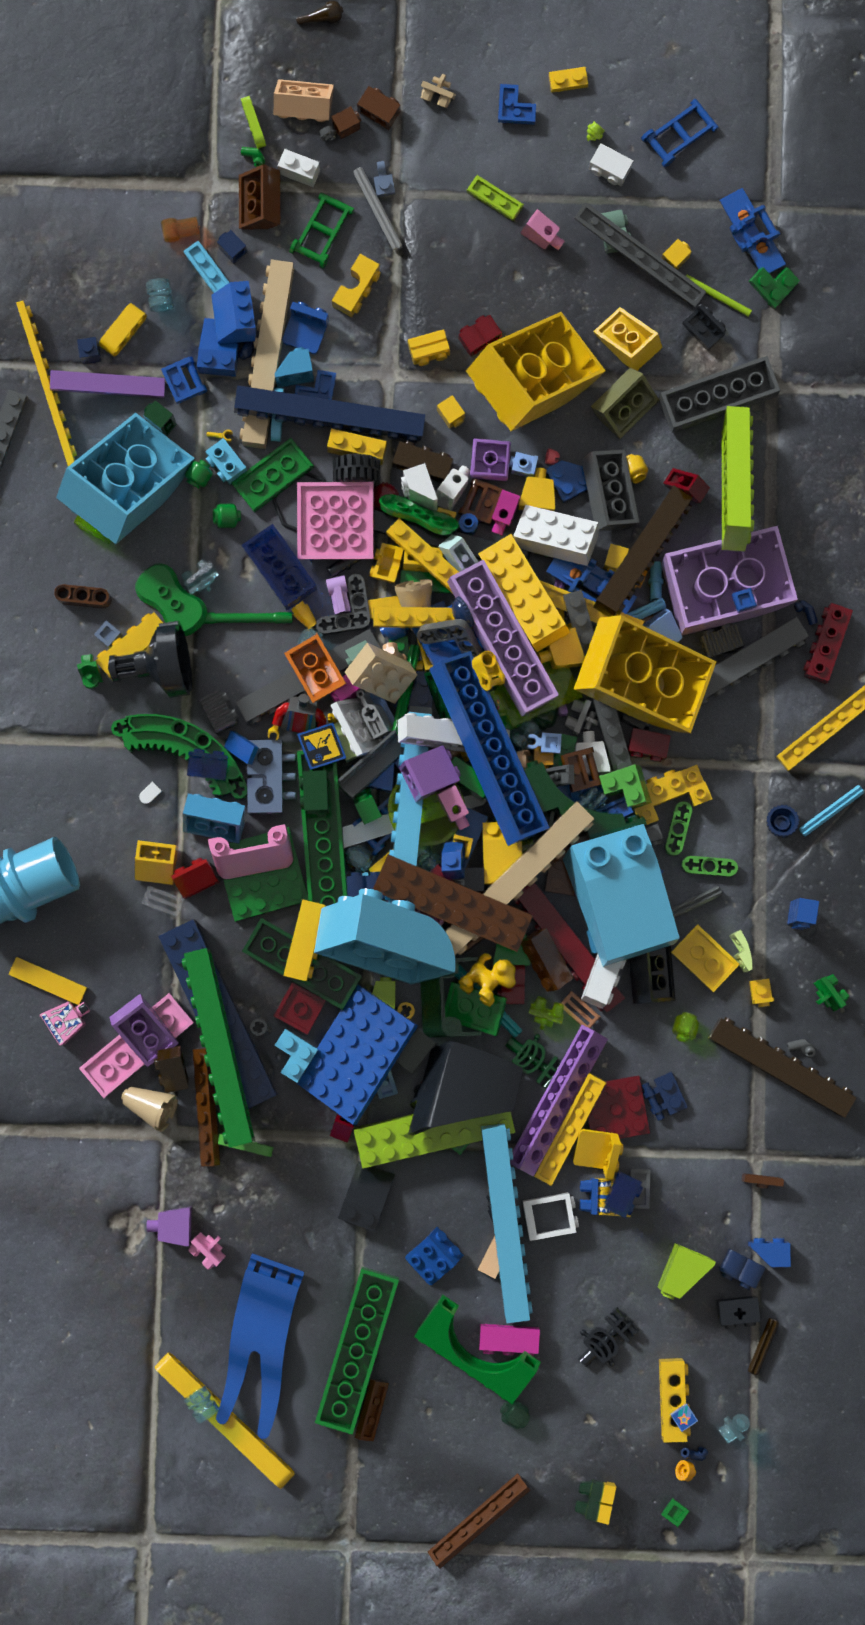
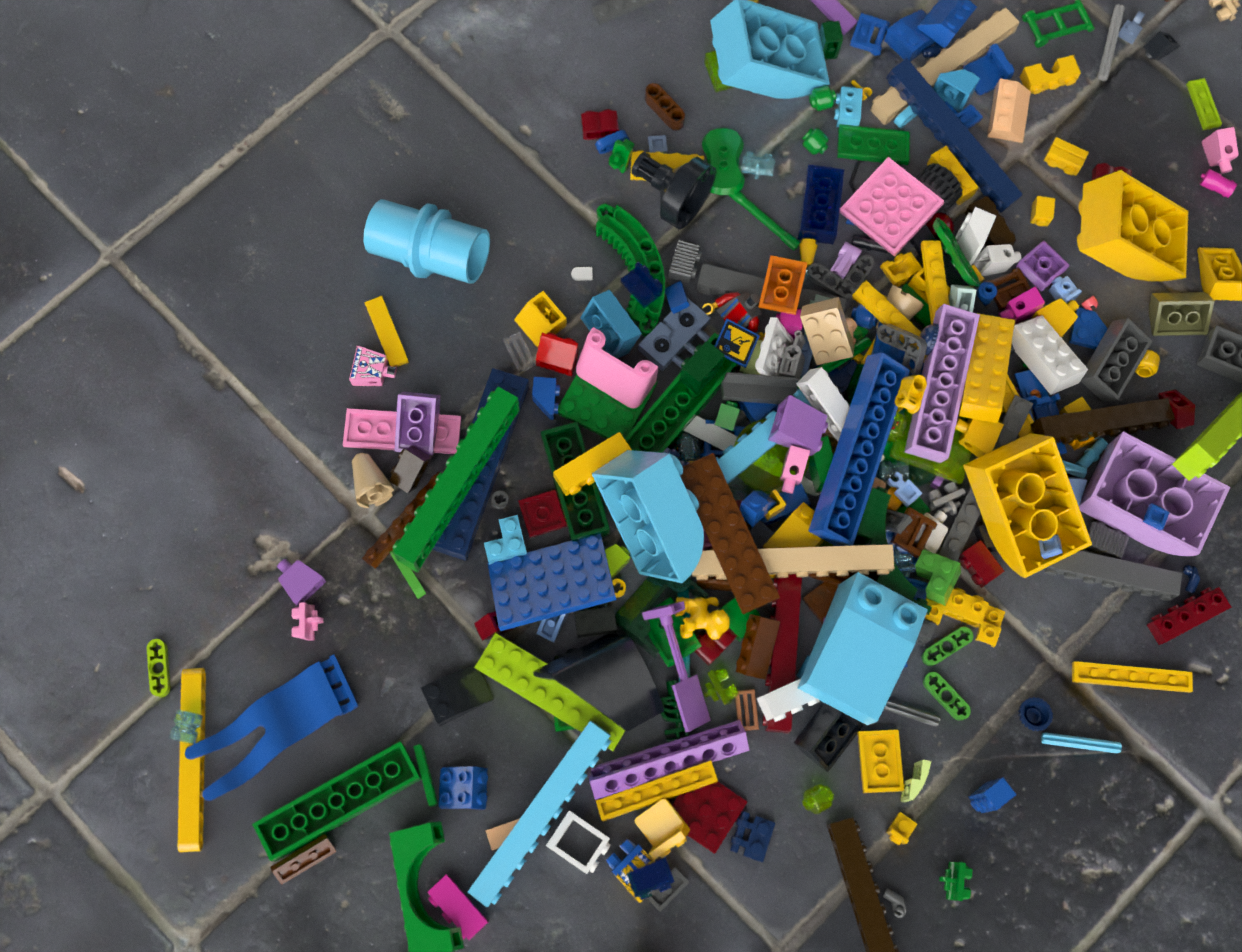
camera: 40 degrees right, 10 degrees down
(46, 659) = (599, 124): none -> dark red brick
(70, 664) = (607, 143): none -> blue beam
(150, 1387) = (153, 683): none -> lime beam
(215, 917) = (545, 394): none -> blue slope
(352, 349) = (1009, 111): none -> light nougat slope
(400, 1273) = (425, 775): none -> green tile
(420, 177) = (1160, 46): none -> black slope
(528, 1039) = (688, 690): none -> medium lavender piece
(561, 262) = (1218, 183): none -> dark pink piece
(689, 692) = (1050, 547): none -> medium blue tile

